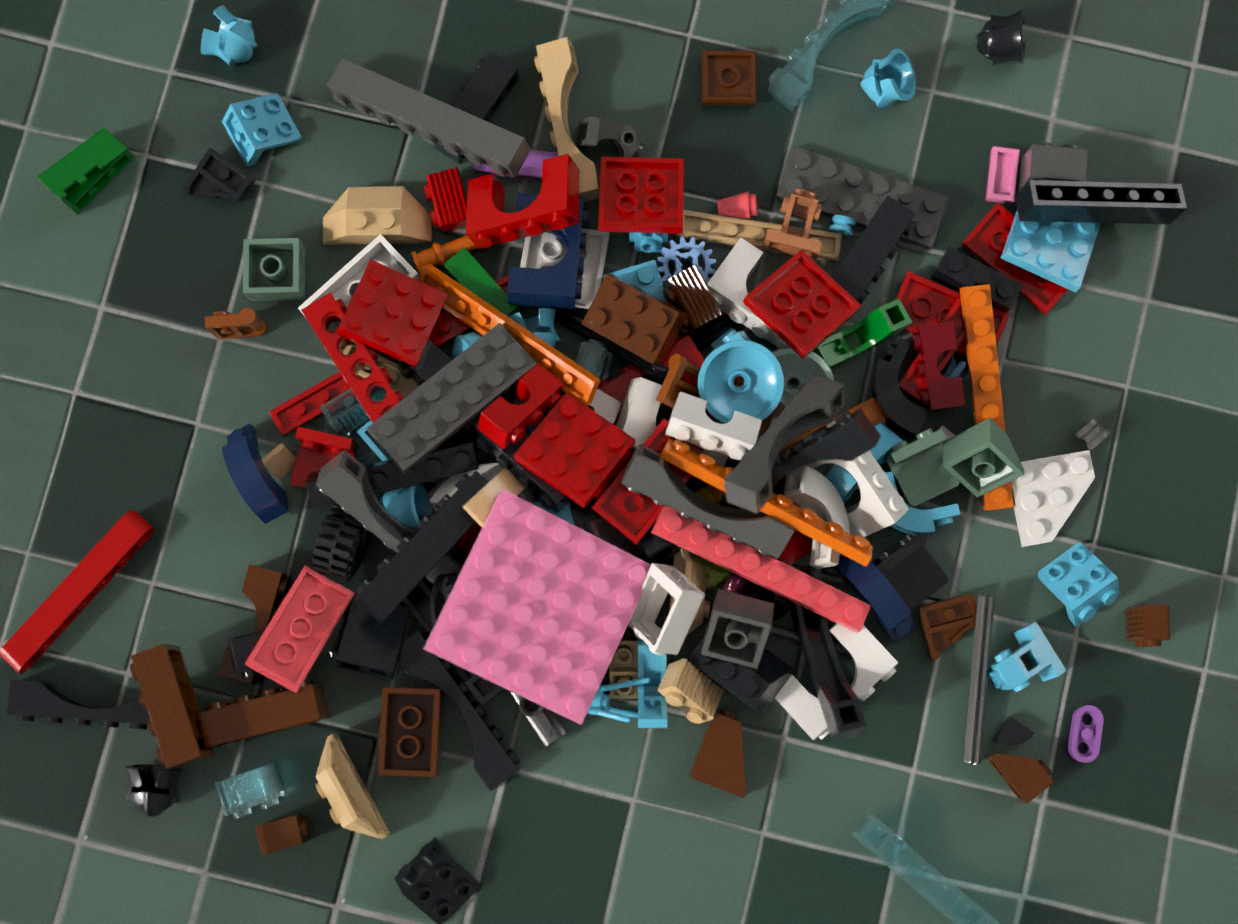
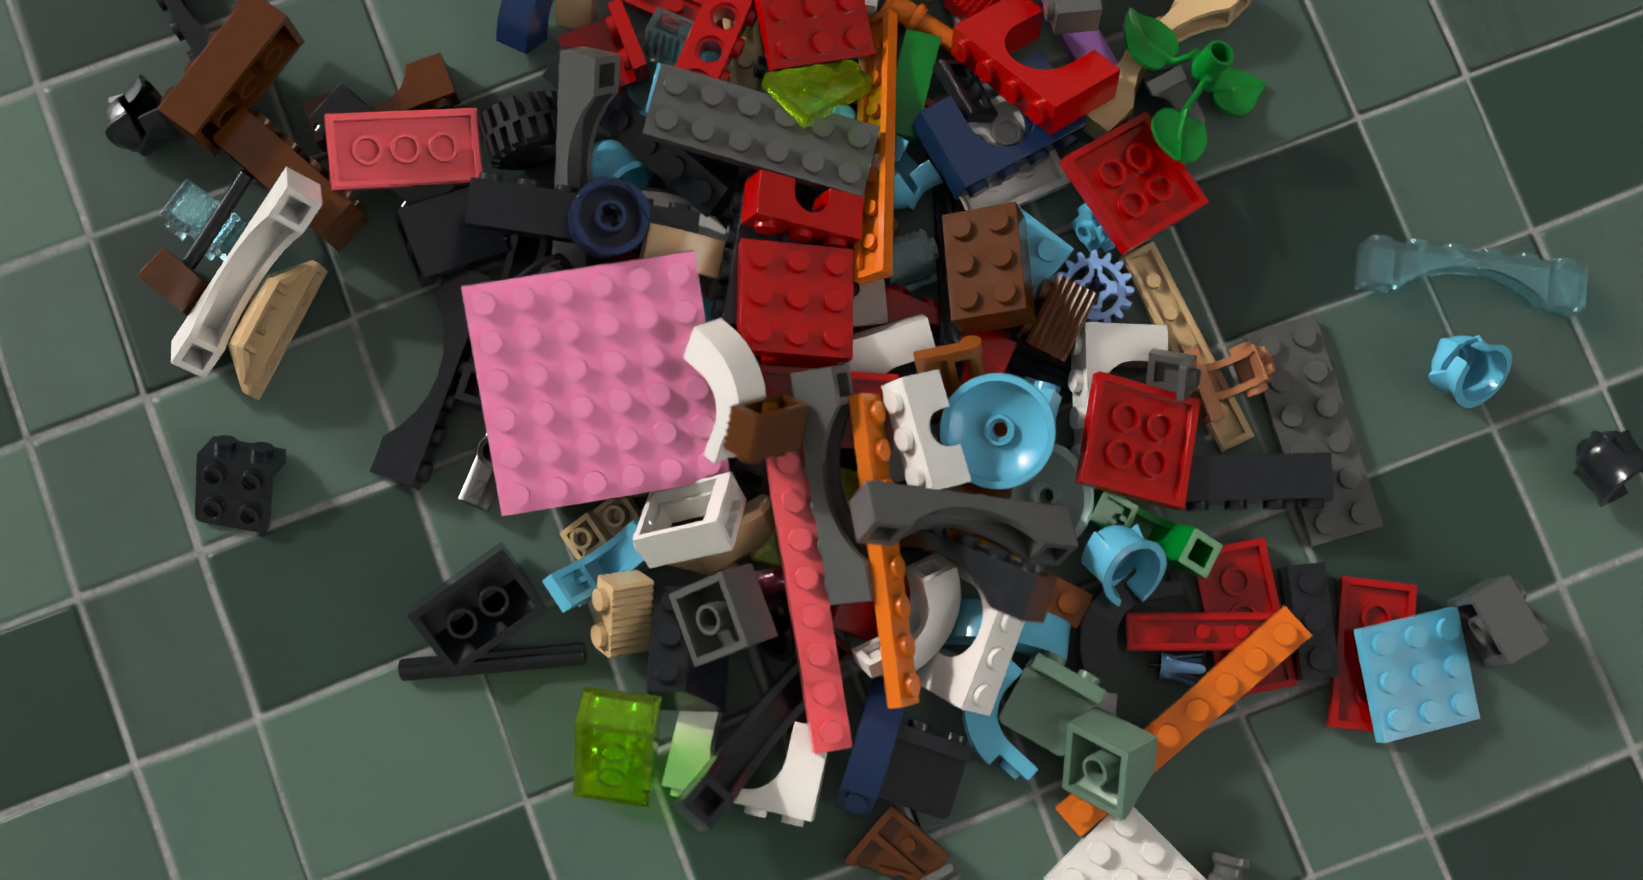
camera: 50 degrees right, 0 degrees up
(259, 779) = (218, 219): none -> black bar
(294, 739) = (271, 230): none -> white arch
(410, 732) = (376, 344): reddish brown brick -> none
(449, 344) = (817, 88): none -> clear neon green wing
(459, 519) = (616, 197): none -> dark blue brick
(509, 255) = (966, 91): none -> black plate
(601, 702) = (545, 525): medium azure plant -> none
(606, 520) = (731, 373): none -> white arch
(622, 96) = (1232, 90): none -> green plant
(623, 782) = (476, 609): none -> black slope
(646, 520) = (766, 427): none -> reddish brown brick
(661, 795) = (497, 661): none -> black axle
(721, 755) = (560, 692): reddish brown slope -> none
(728, 77) = (1340, 192): reddish brown plate -> none
(740, 206) = (1203, 301): coral cone -> none
(772, 750) = (616, 746): none -> clear neon green brick
(774, 254) = (1173, 372): none -> dark grey bracket
(843, 225) = (1264, 430): medium azure bush -> none
(859, 363) = (1116, 552): none -> medium azure helmet
(939, 390) = (1201, 616): dark red arch -> none
(1002, 175) = (1454, 570): bright pink tile -> none
(1100, 202) = (1501, 699): black brick -> none

